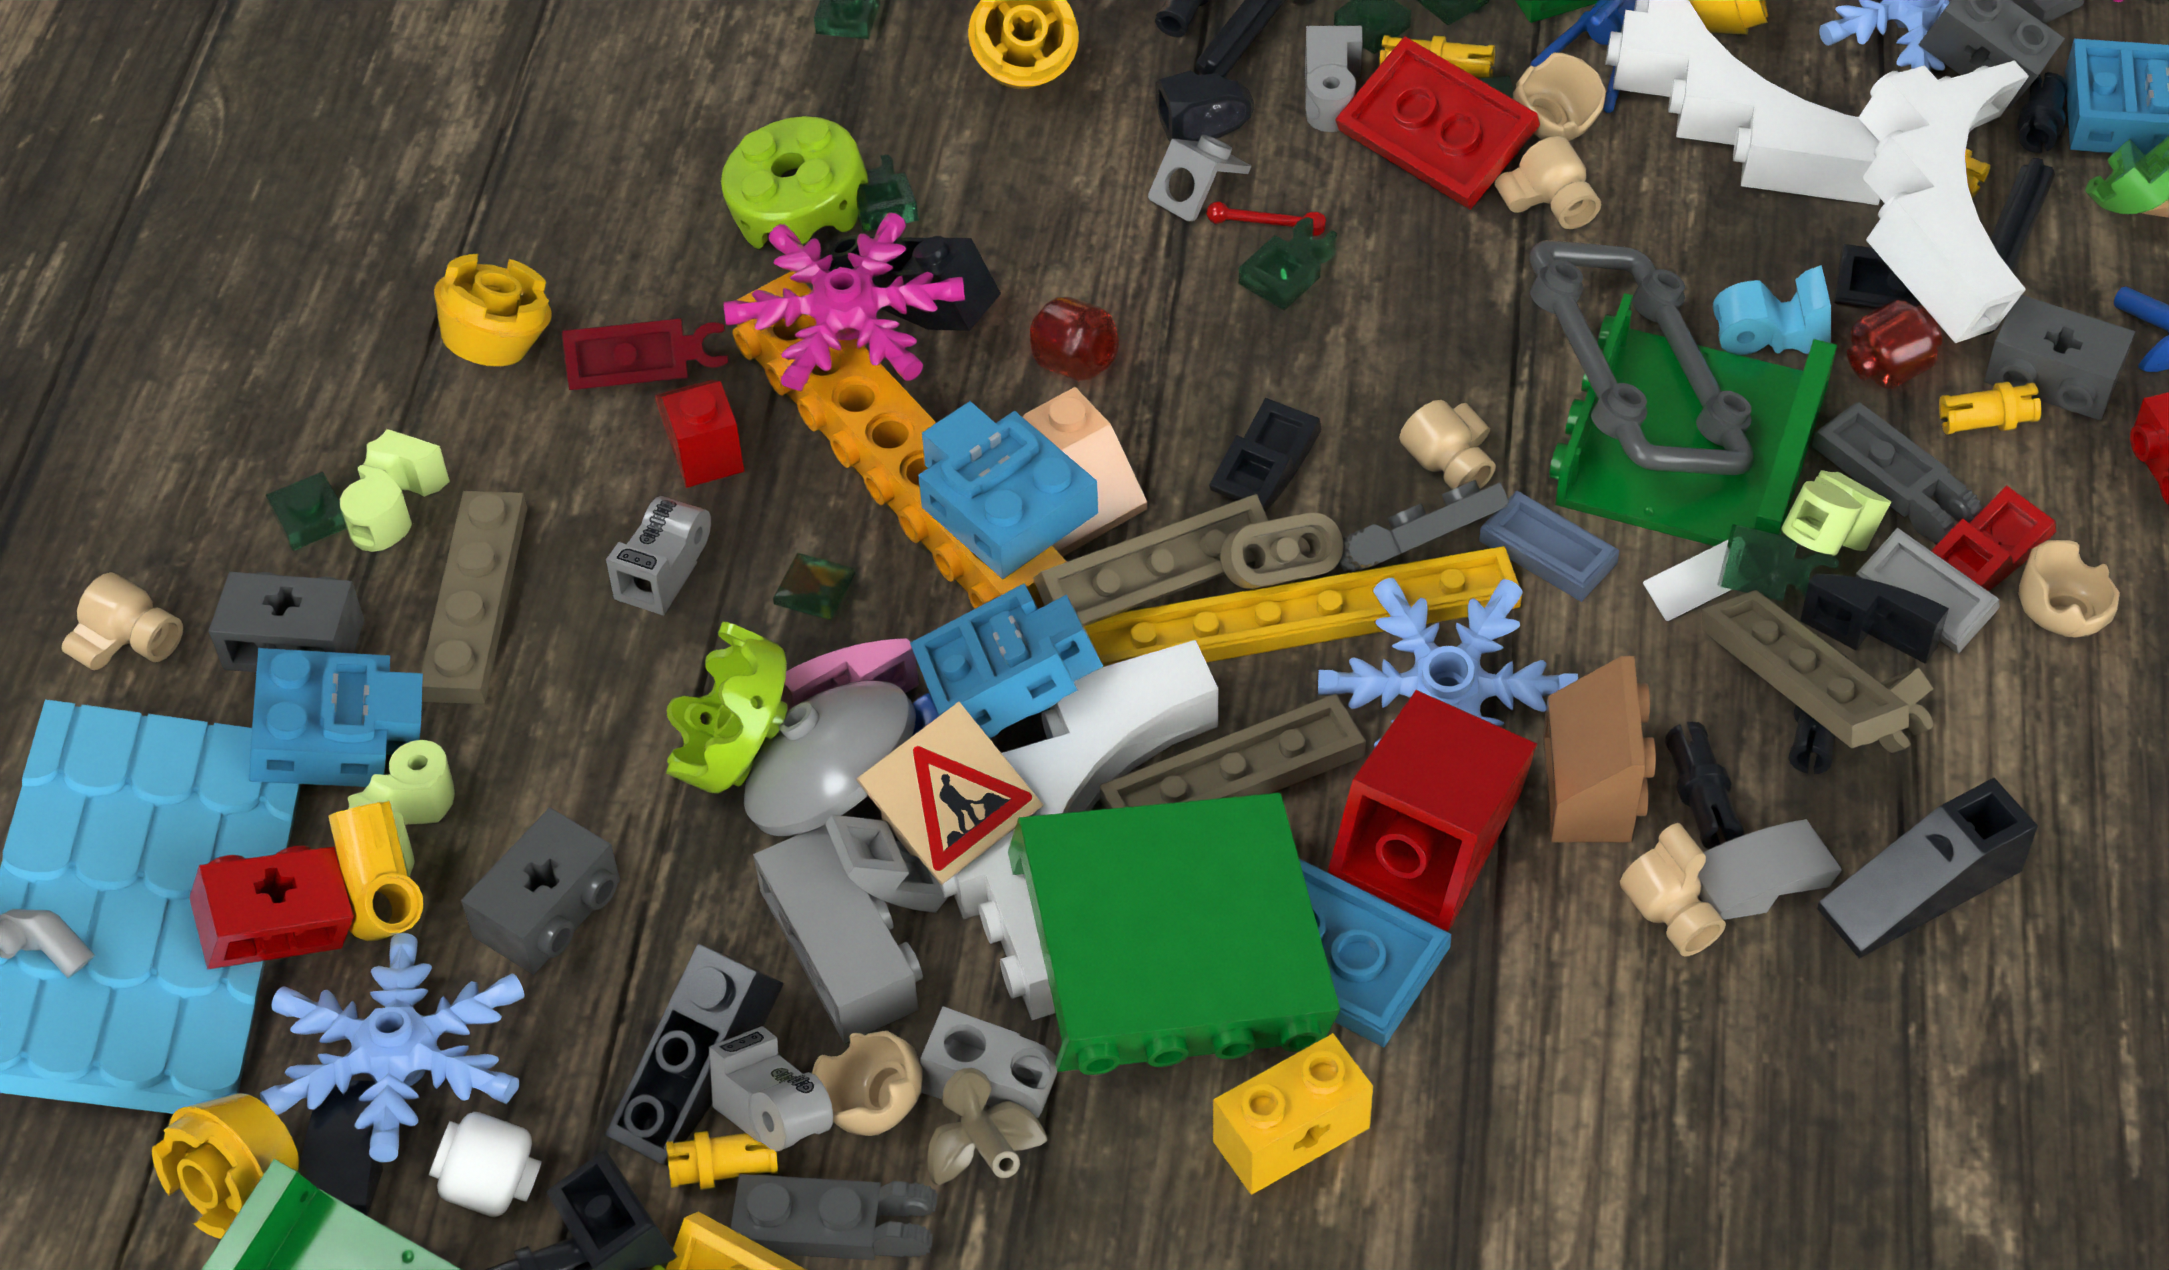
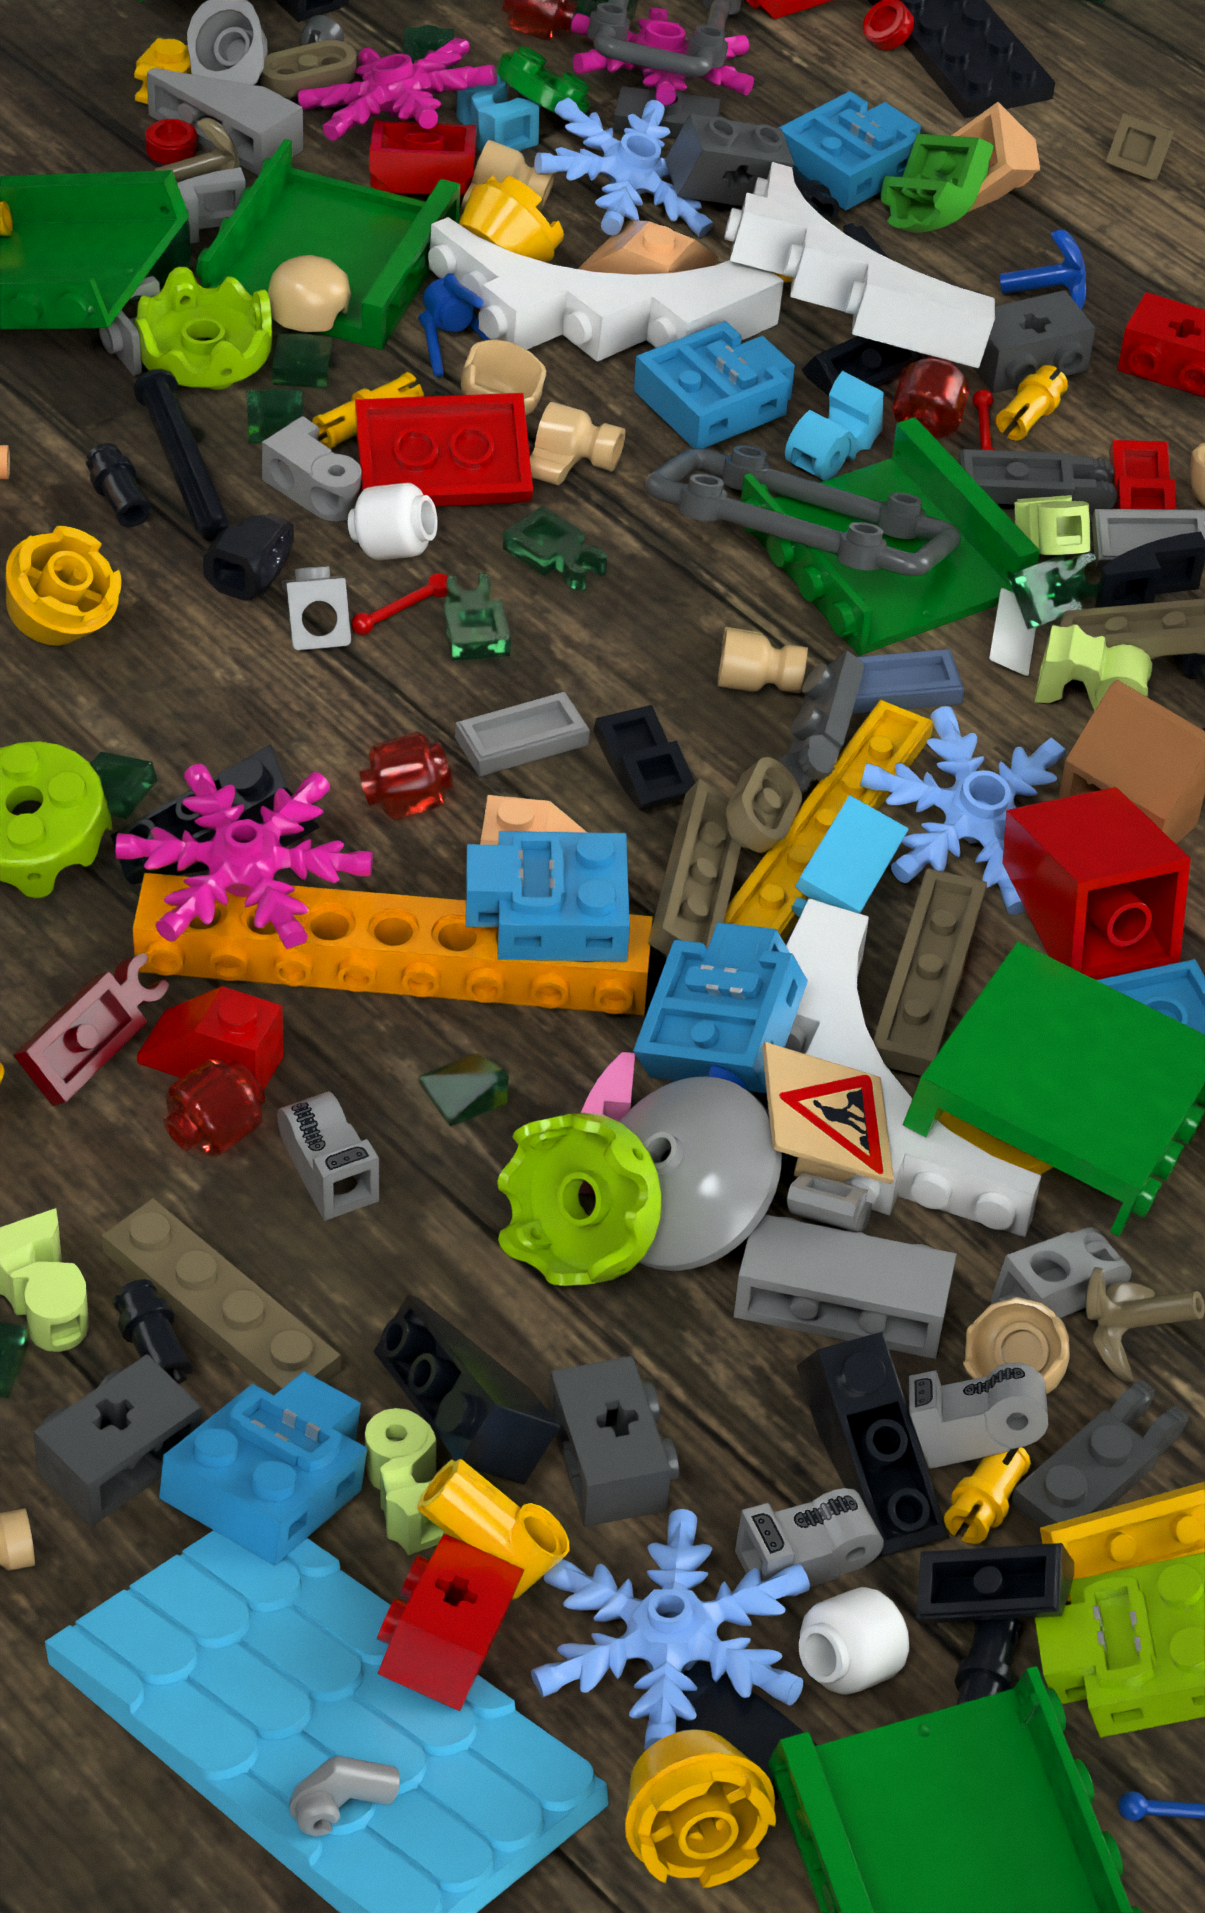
camera: 55 degrees left, 5 degrees down
(406, 571) = (148, 1325): none -> black pin
(496, 785) = (465, 1394): none -> black slope
(559, 1073) = (823, 1536): none -> light grey leg
(630, 462) = (214, 1107): none -> clear red head
(1211, 372) = (522, 734): none -> light grey tile
(1271, 644) = (850, 858): none -> medium azure hinge
(1328, 149) = (393, 521): none -> white head
(1424, 250) = (552, 543): none -> clear green plate
(1709, 664) = (1087, 659): none -> yellowish green leg
(1731, 214) = (714, 384): none -> dark azure piece
(1827, 75) = (649, 249): none -> light nougat slope
(1958, 380) = (983, 401): none -> red hinge

